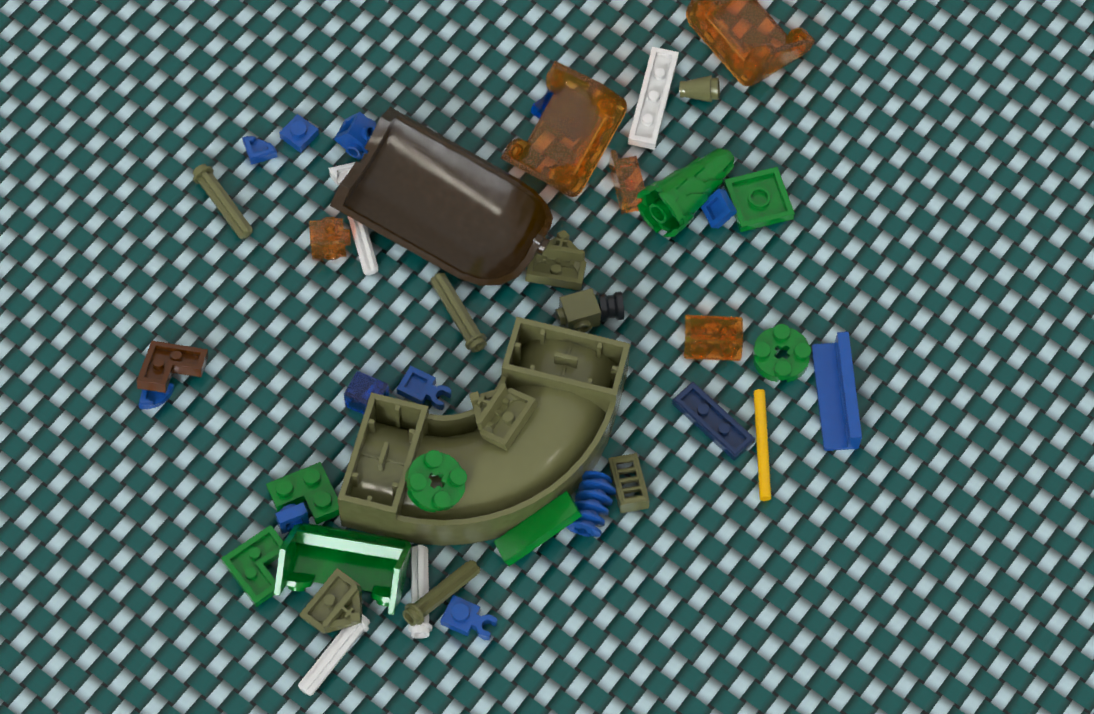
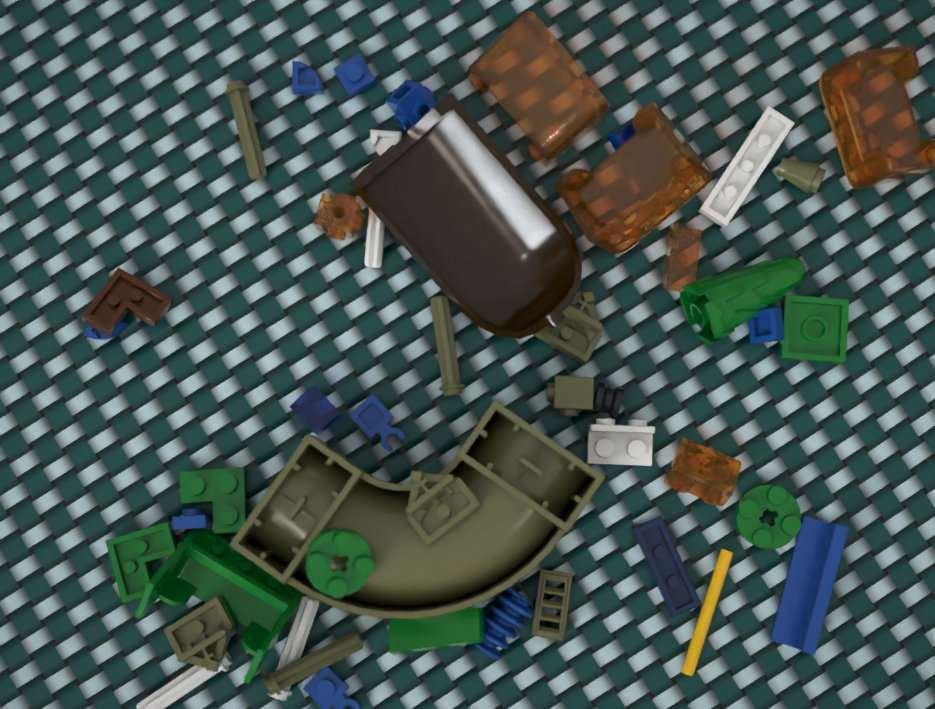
camera: 25 degrees right, 20 degrees up
(461, 88) = (539, 88): none -> clear orange windscreen
(641, 331) = (620, 443): none -> white bracket

